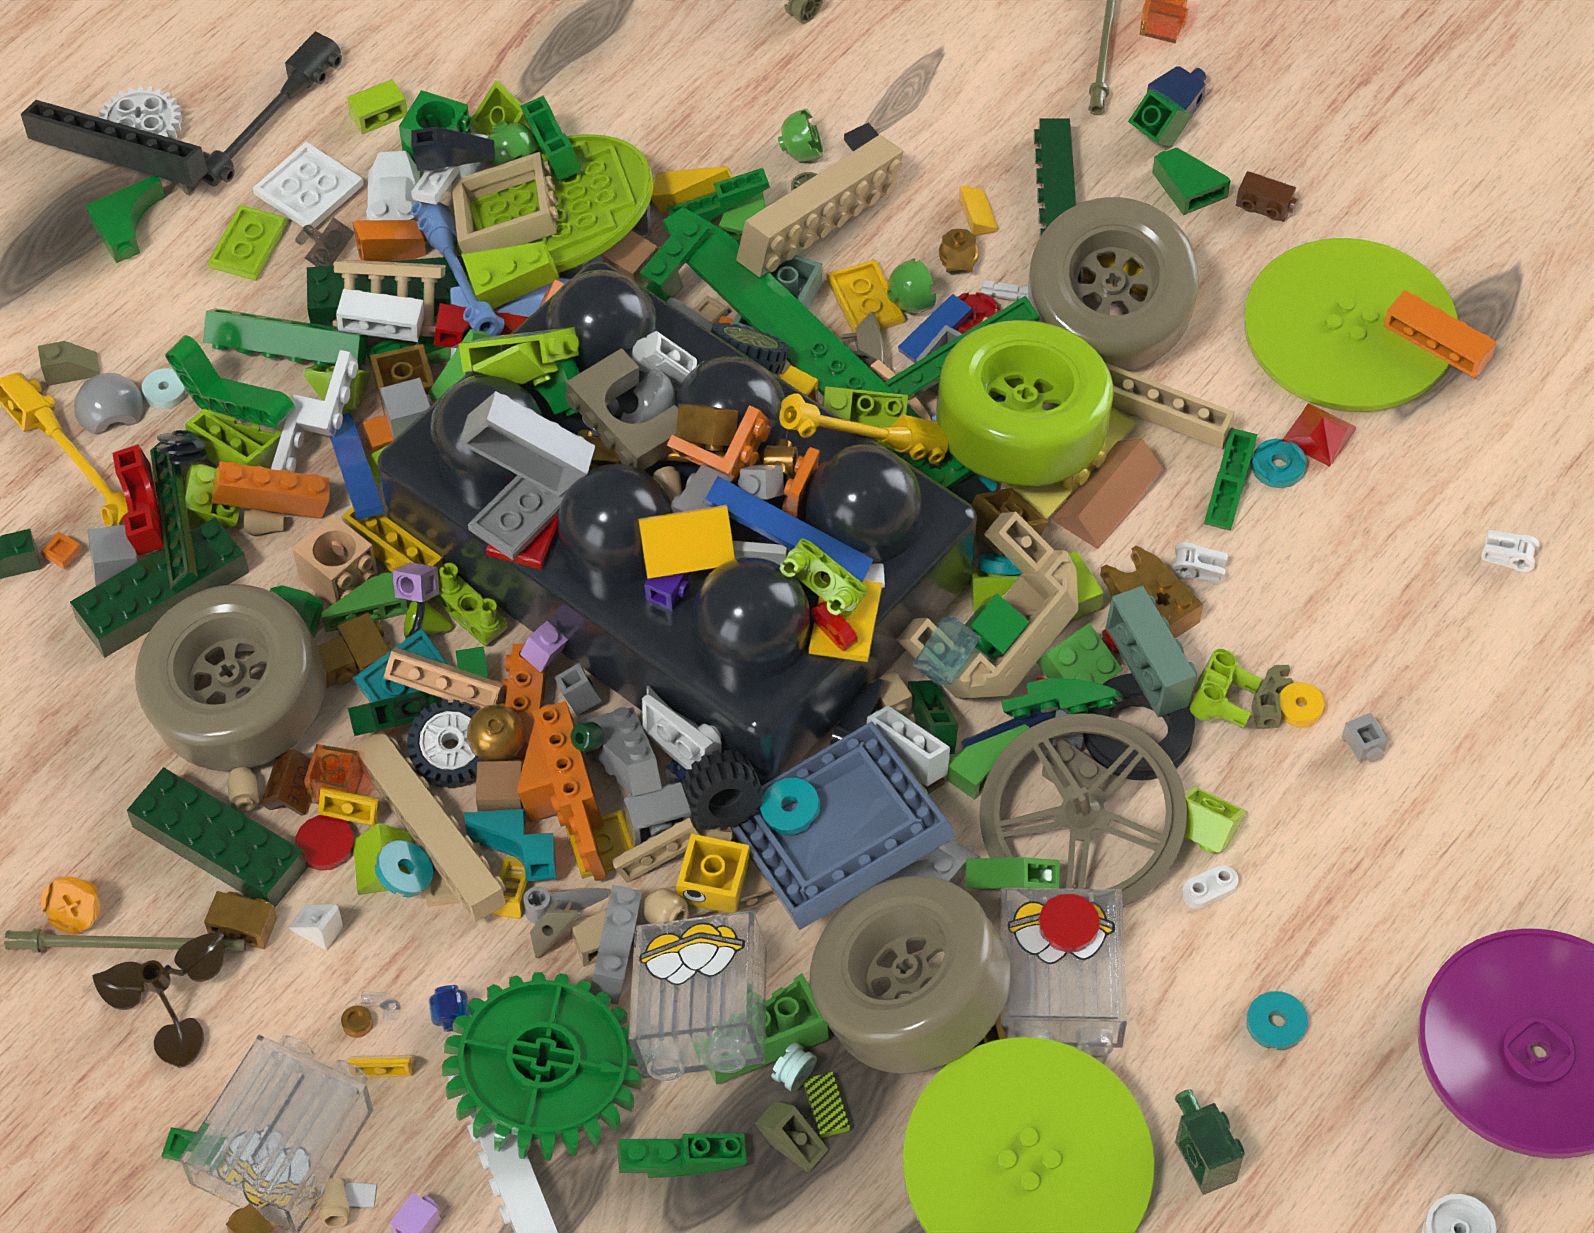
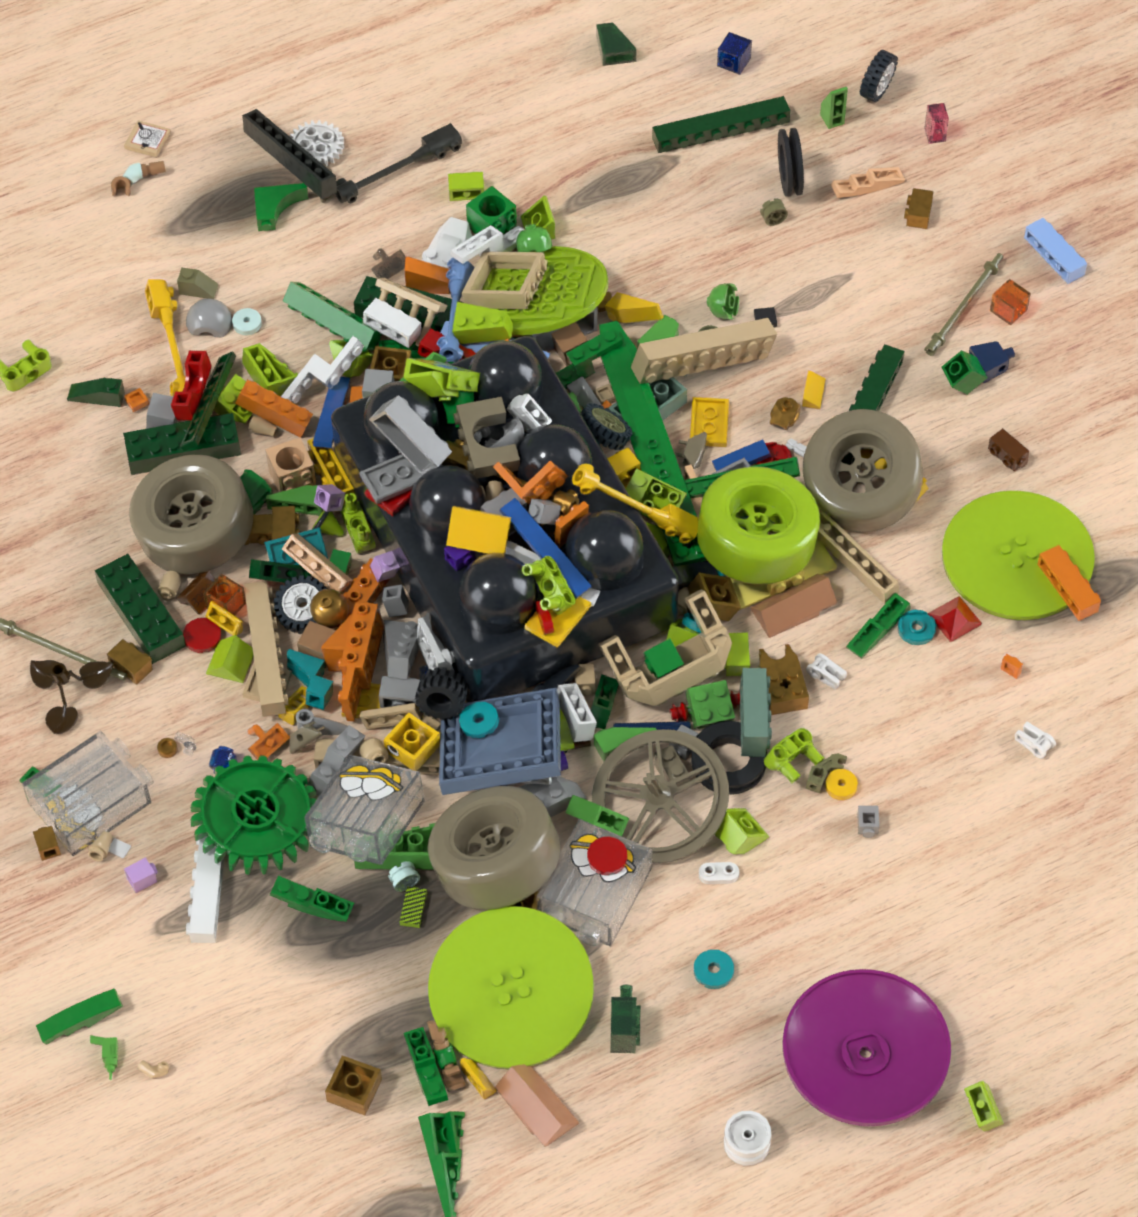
camera: 25 degrees right, 0 degrees up
(71, 904) = (38, 613): light orange tile -> none
(184, 447) = (233, 362): black piece -> none
(223, 395) = (274, 336): green beam -> none
(248, 242) = (343, 246): lime tile -> none
(308, 186) = (397, 223): white plate -> none
(318, 924) = (173, 682): white slope -> none
(384, 1065) = (168, 779): yellow slope -> none
(410, 856) = (243, 661): teal tile -> none
(446, 148) = (483, 229): black slope -> none
(500, 955) = (268, 741): none -> orange plate
(550, 138) = (556, 254): green arch -> none
(587, 736) = (378, 630): dark green piece -> none
(706, 426) = (523, 463): pearl gold brick -> none
(727, 195) = (651, 323): green slope -> none
(791, 1135) = (382, 916): olive slope -> none
(910, 287) = (736, 425): bright green cylinder -> none
(946, 651) = (620, 661): clear light blue panel -> none
(1071, 694) = (683, 717): green slope -> none
(1189, 180) = (963, 421): green slope -> none
(1427, 466) = (1011, 666): none -> orange plate

